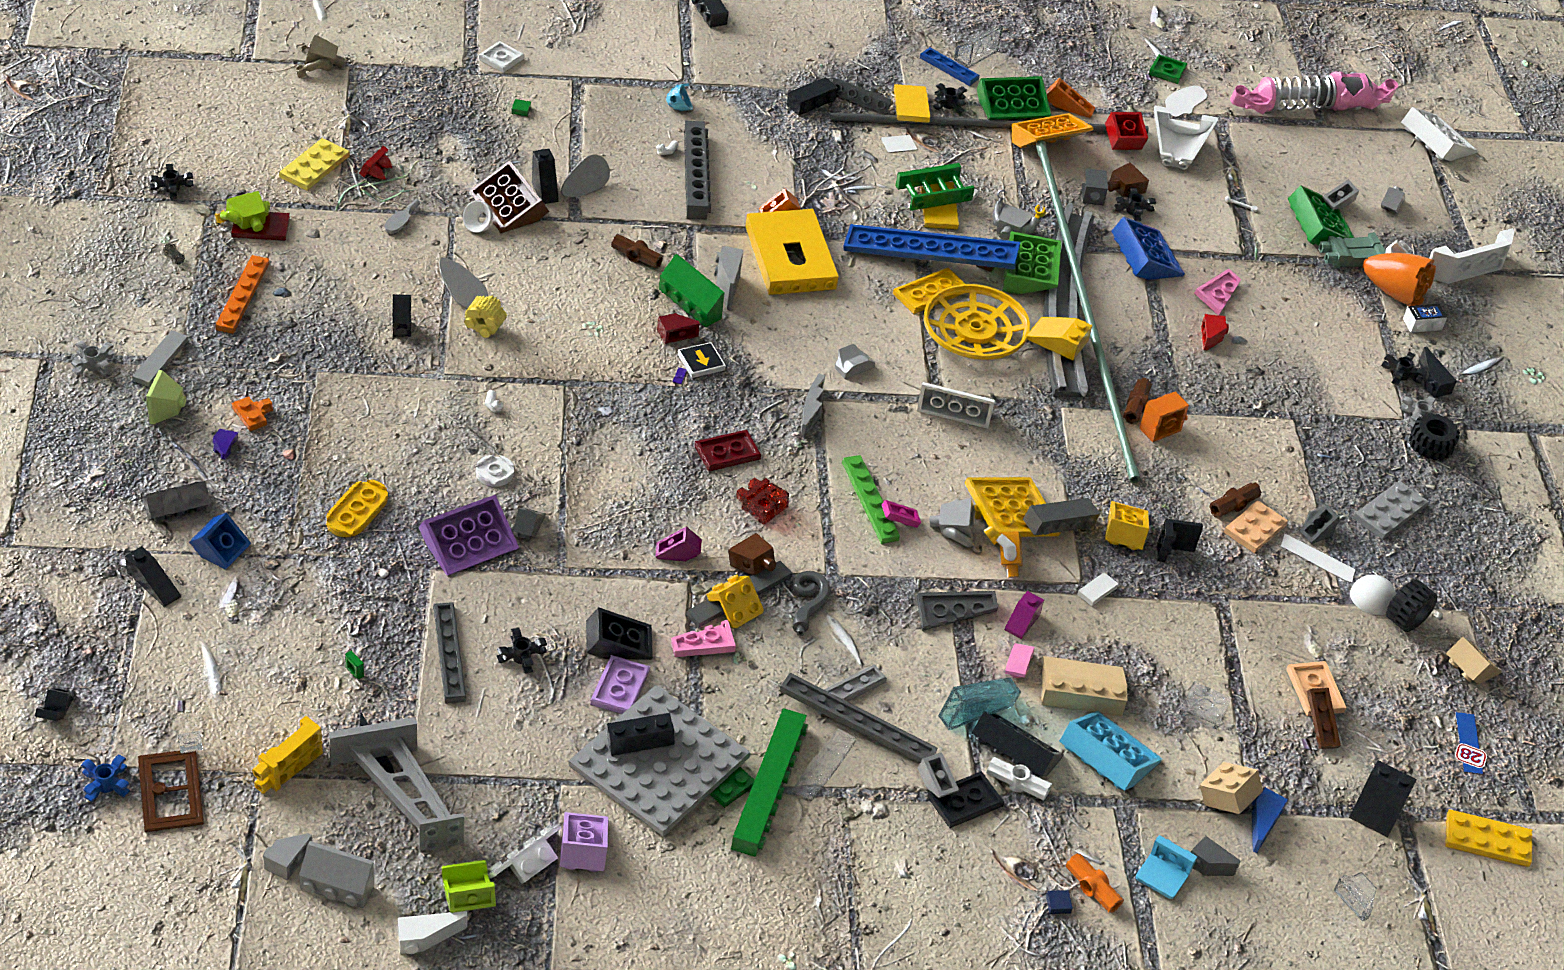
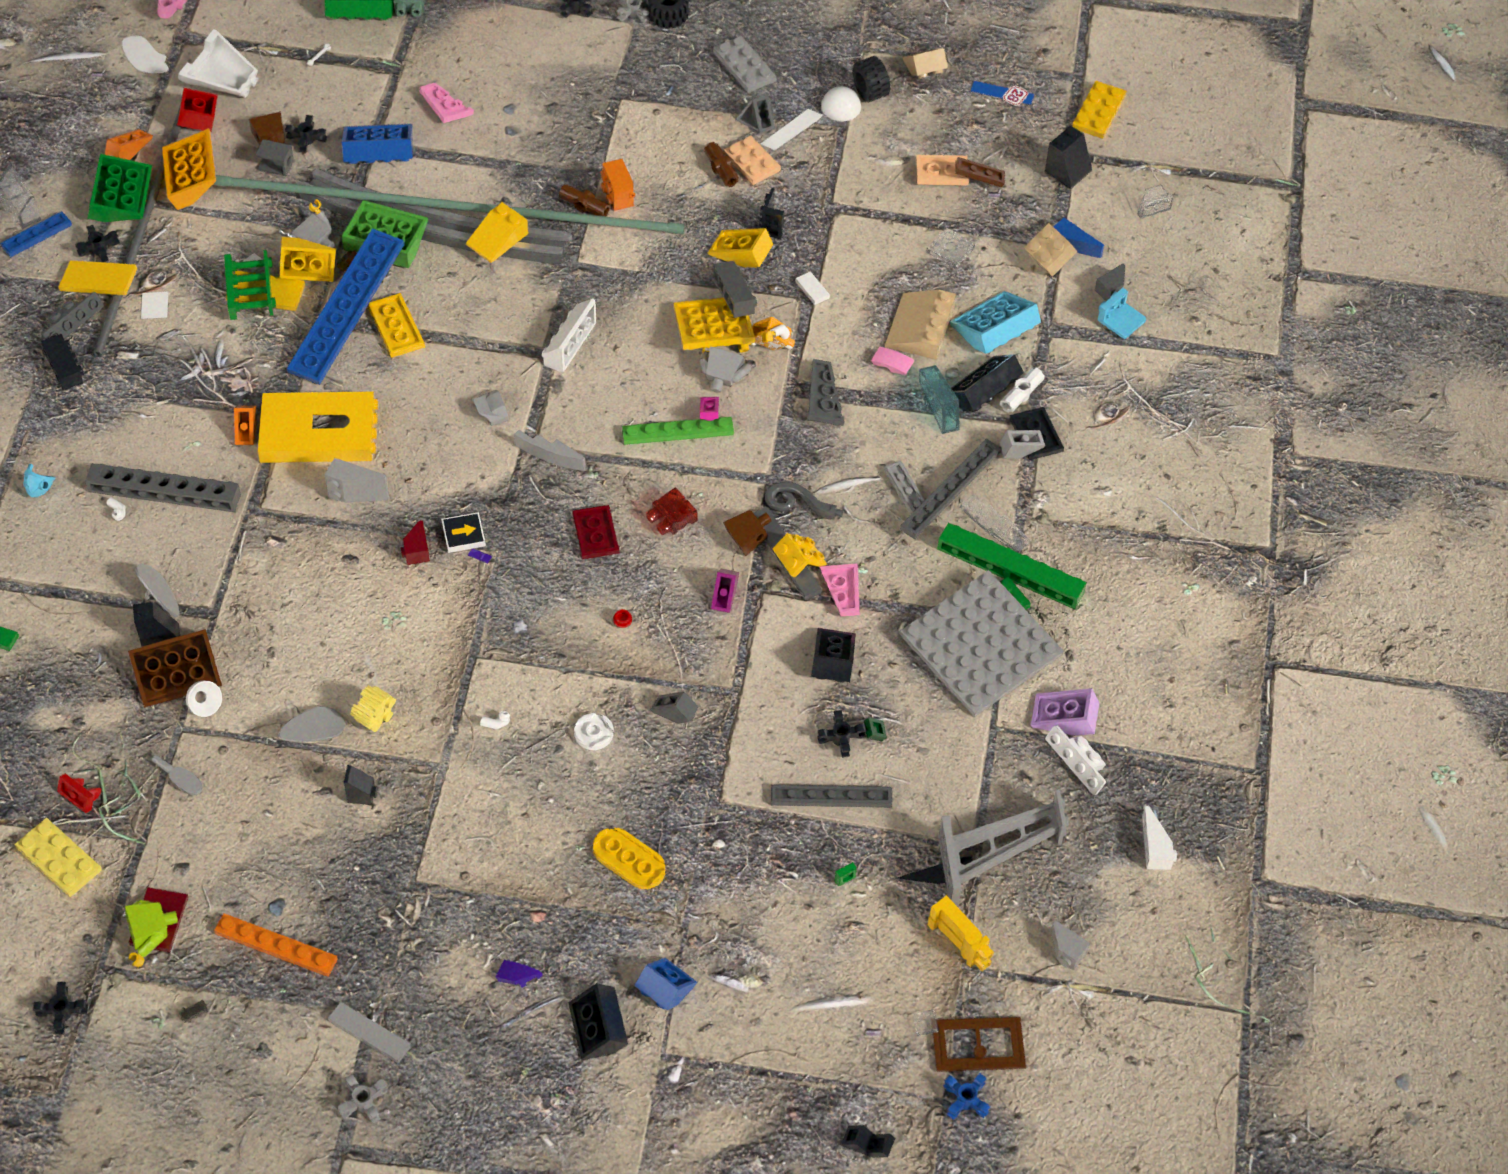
camera: 75 degrees left, 10 degrees up
(151, 576) = (706, 1049): black slope -> none
(164, 398) = (448, 1025): yellowish green slope -> none
(252, 412) = (472, 946): orange hinge -> none
(337, 875) = (1100, 905): light grey slope -> none
(468, 535) = (686, 761): medium lavender slope -> none
(468, 886) = (1117, 804): lime panel -> none
(532, 677) = (875, 729): none -> dark green plate
(620, 684) = (886, 663): lavender tile -> none
(627, 477) = (622, 618): none -> red plate
(637, 251) = (287, 561): reddish brown piece -> none
(640, 734) = (968, 645): black brick -> none
(692, 291) = (370, 519): green slope -> none
(967, 321) = (462, 290): yellow dish -> none
(974, 211) = (306, 260): none -> yellow slope
(1024, 615) = (841, 345): magenta slope -> none
(1059, 902) = (1144, 393): dark blue tile -> none
(1094, 883) = (1131, 365): orange piece -> none
(1168, 69) = (91, 55): green tile -> none
(1213, 330) = (501, 122): red slope -> none

